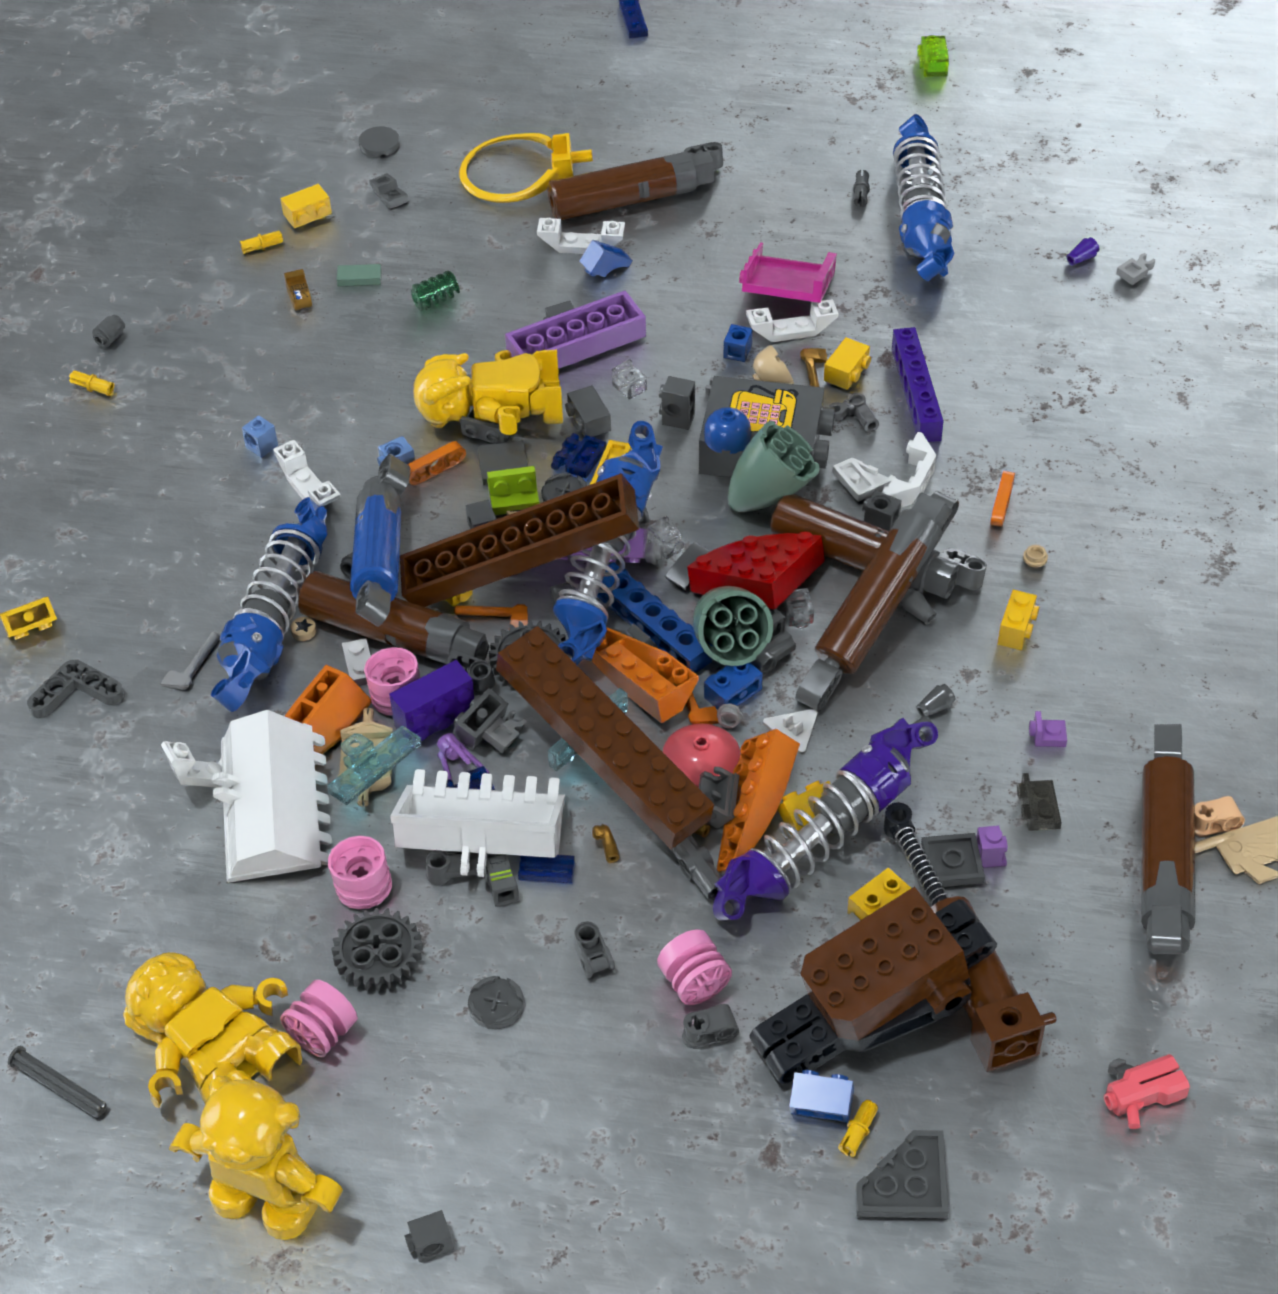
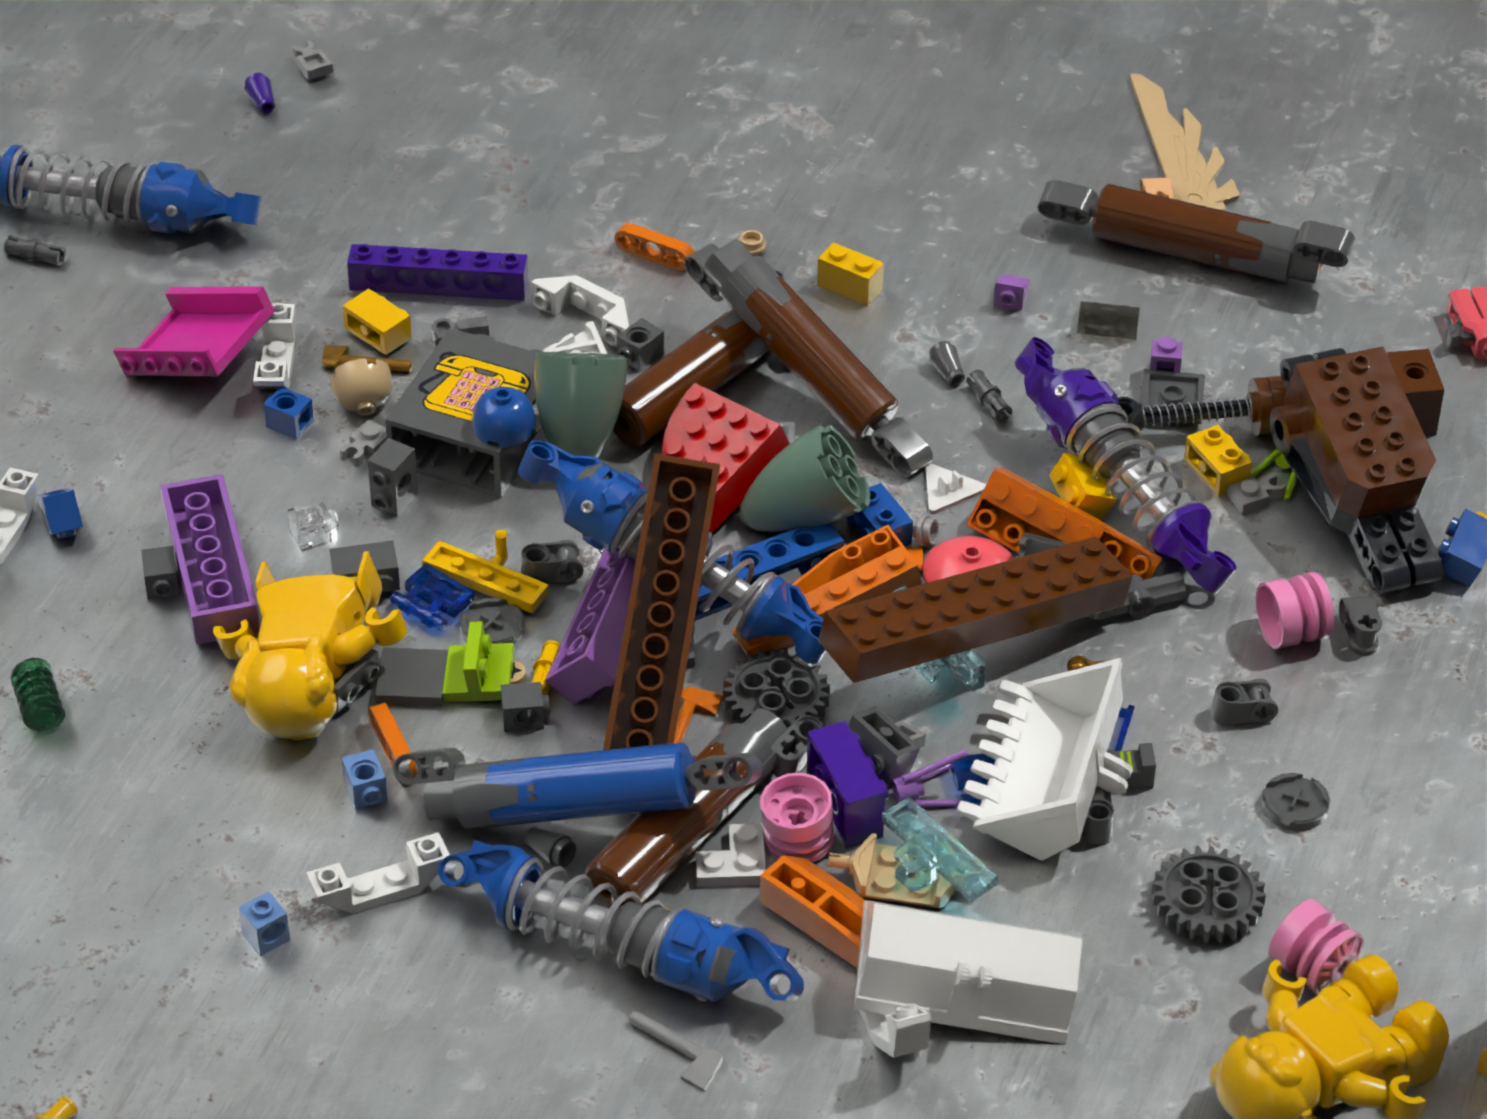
camera: 80 degrees left, 5 degrees down
(360, 872) = (1102, 886): bright pink wheel -> none

